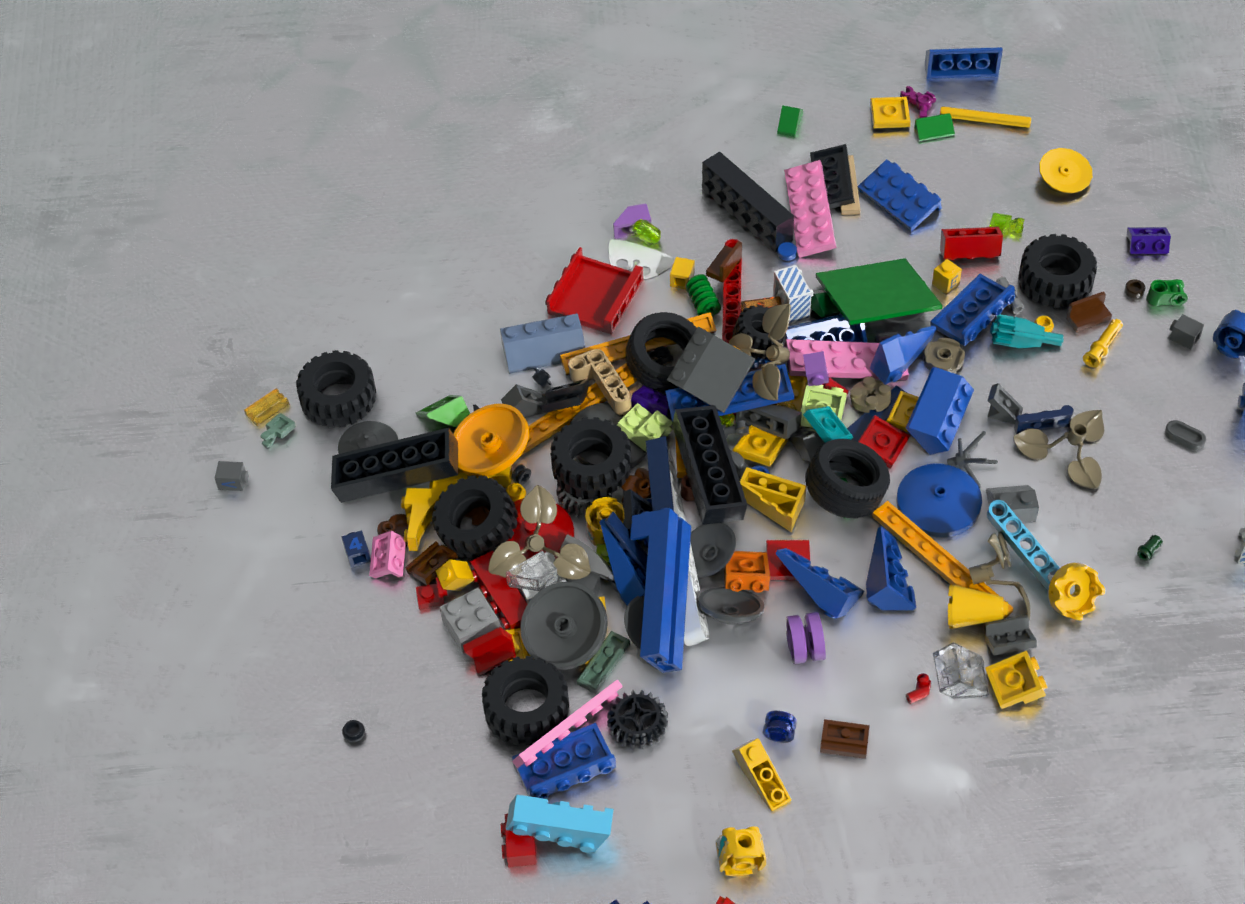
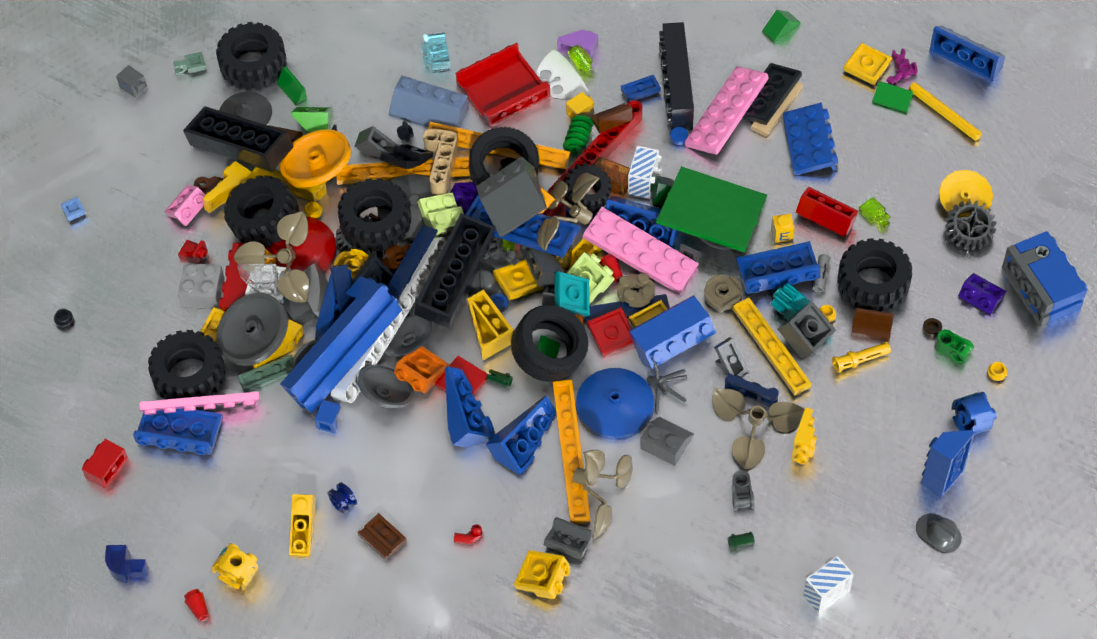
camera: 35 degrees right, 5 degrees up
(264, 404) = (199, 40): clear yellow tile -> none
(273, 624) = (73, 209): none -> medium blue plate
(356, 549) = (169, 186): dark blue brick -> none
(396, 396) = (292, 87): none -> green slope
(427, 563) = (210, 228): reddish brown plate -> none
(455, 575) = (214, 246): yellow brick -> none
(490, 650) = (197, 316): red panel -> none
(509, 295) = (436, 53): none -> clear light blue brick
(521, 474) = (327, 199): black bush -> none
(559, 822) = (130, 467): medium azure wedge -> none
(648, 711) = (250, 423): black gear -> none
(699, 663) = (326, 416): none -> blue panel
(719, 230) = (640, 88): none -> blue plate
(805, 638) = (414, 444): medium lavender wheel -> none
(816, 368) = (596, 244): medium lavender slope -> none
(822, 537) = (500, 378): none -> dark green pin
(898, 353) = (673, 270): blue wedge -> none
(960, 672) = (507, 542): clear slope -> none
(973, 607) = (553, 498): yellow cone -> none
(1020, 535) = (642, 485): medium azure beam -> none
(1025, 376) = (772, 346): none -> yellow plate
(1046, 344) = (806, 330): none -> dark grey slope
(1086, 590) = (643, 547): yellow plate -> none
(1090, 196) = (975, 210): none -> dark grey gear
(1115, 508) = (742, 494): none -> dark grey piece
(1126, 430) = (804, 440): none -> yellow plate
(1185, 435) = (857, 470): dark grey tile -> none
(1186, 331) = (937, 387): dark grey brick -> none
(1189, 199) = (1044, 278): none -> piece
(1217, 292) = (997, 371): none -> yellow plate

